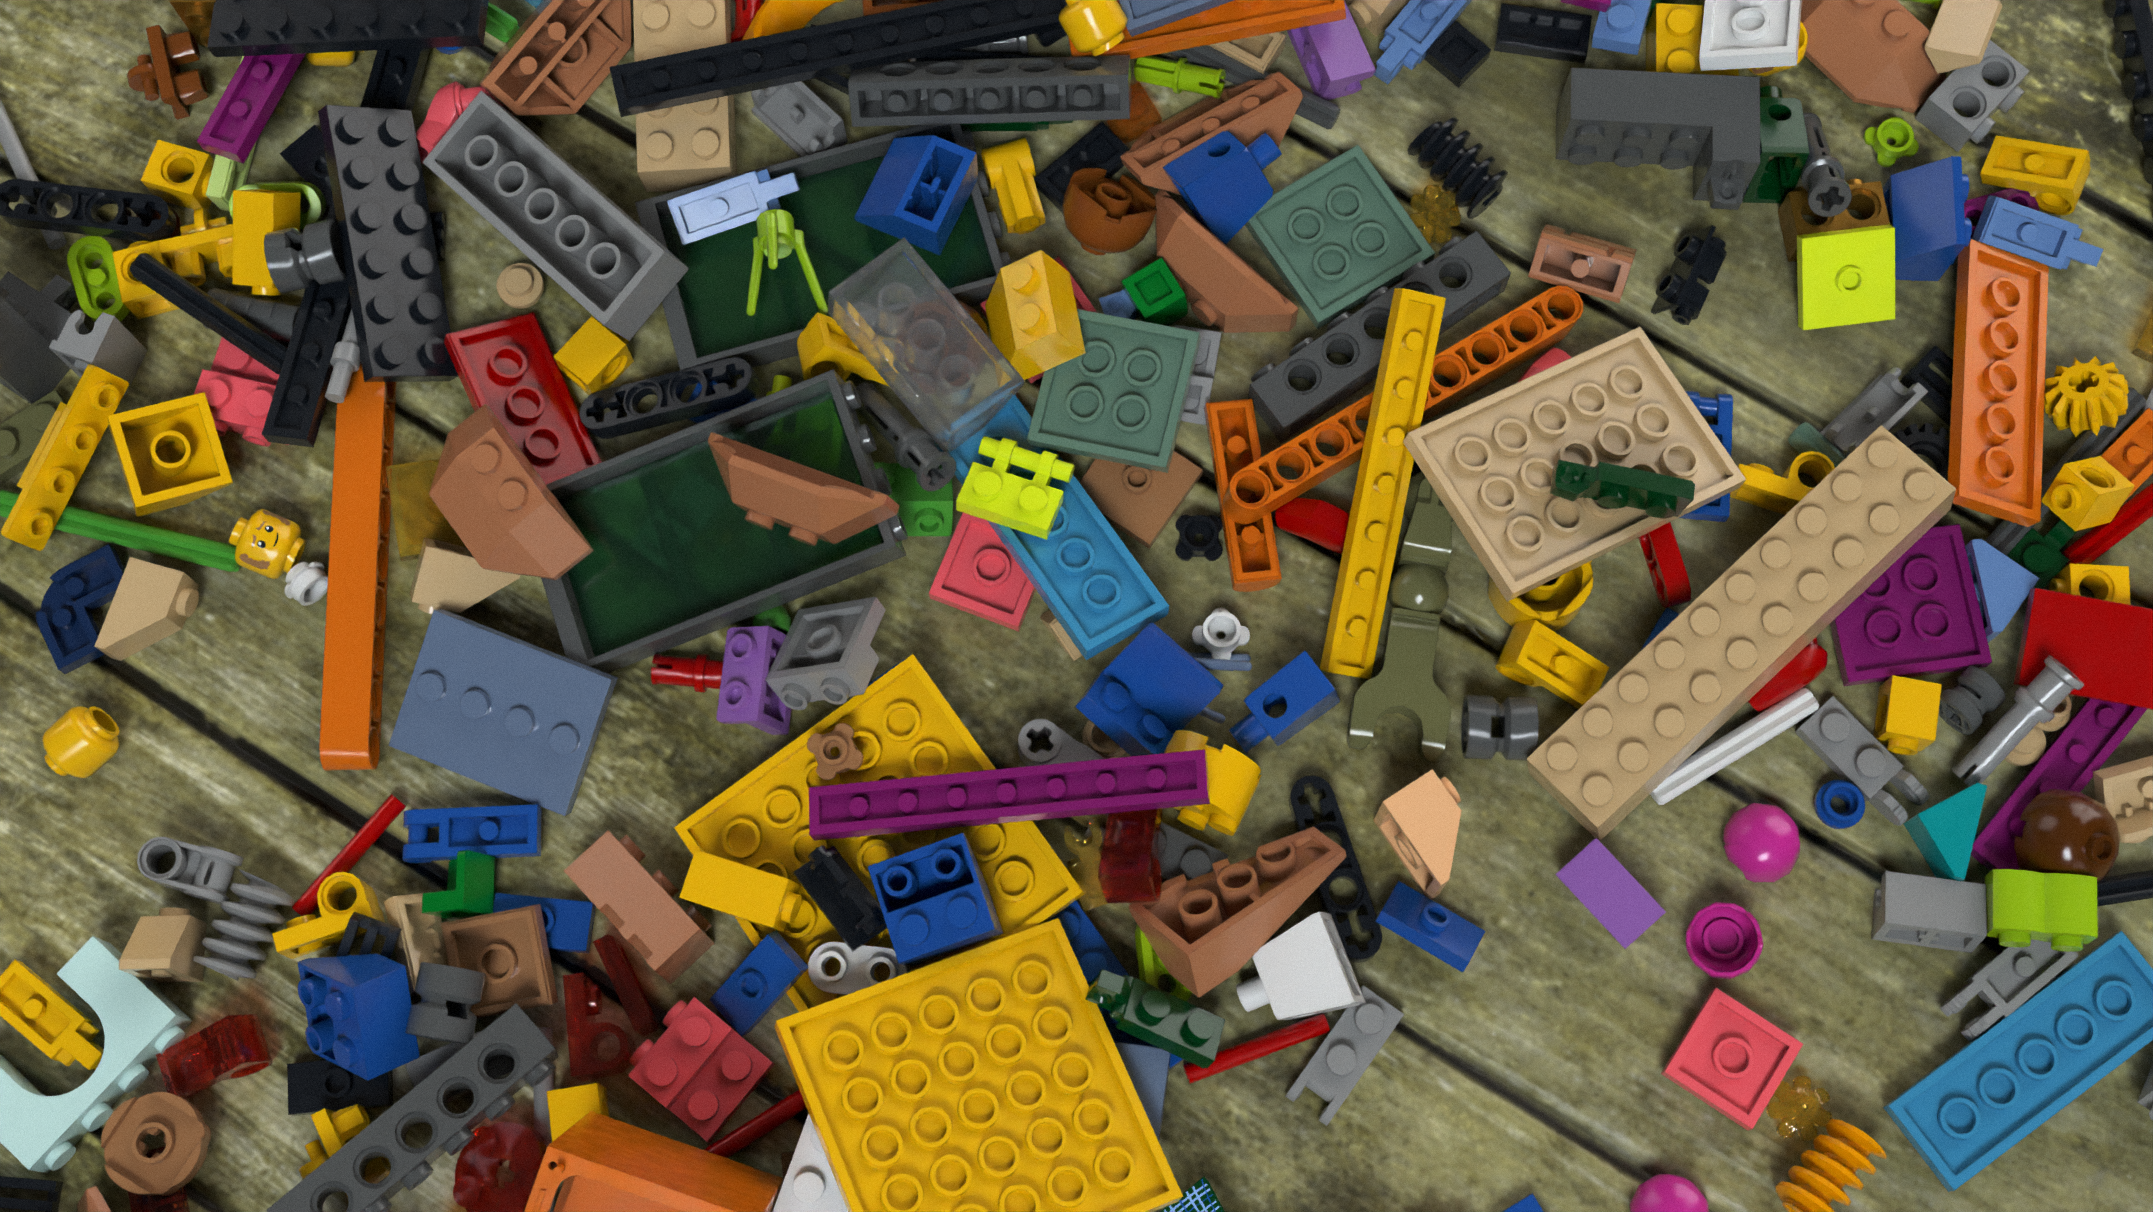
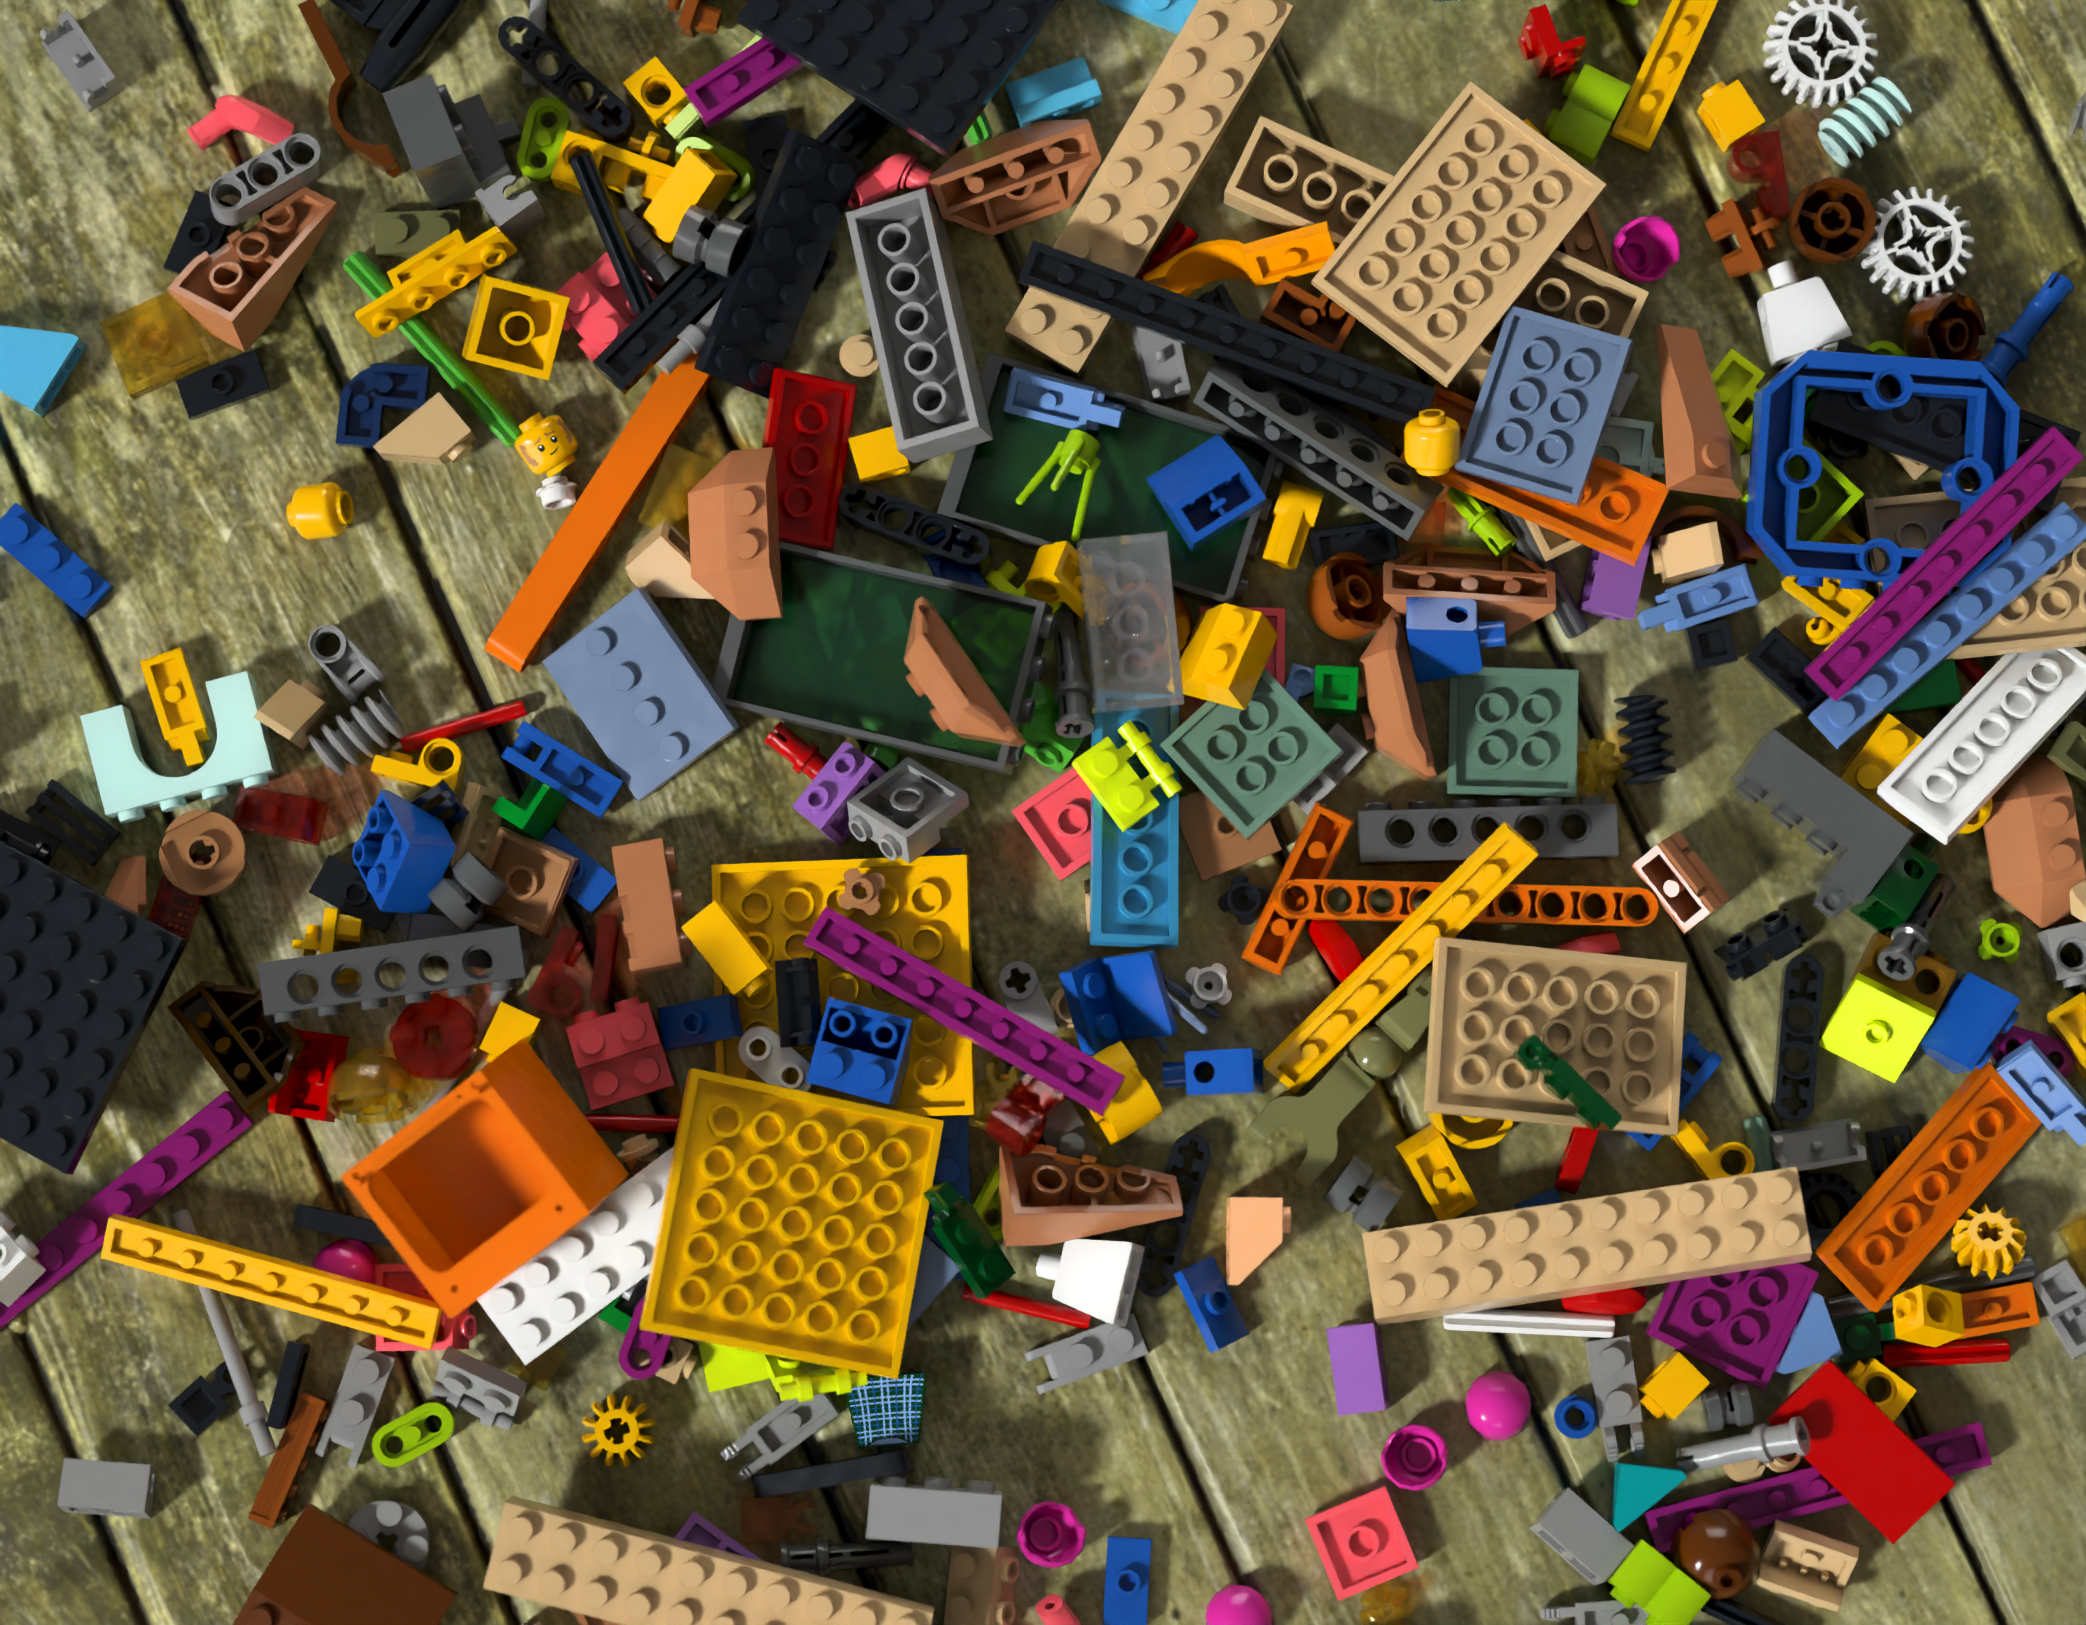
camera: 30 degrees right, 10 degrees up
(774, 1146) = (637, 1148): none -> tan plate
(1790, 333) = (1793, 1038): none -> black beam

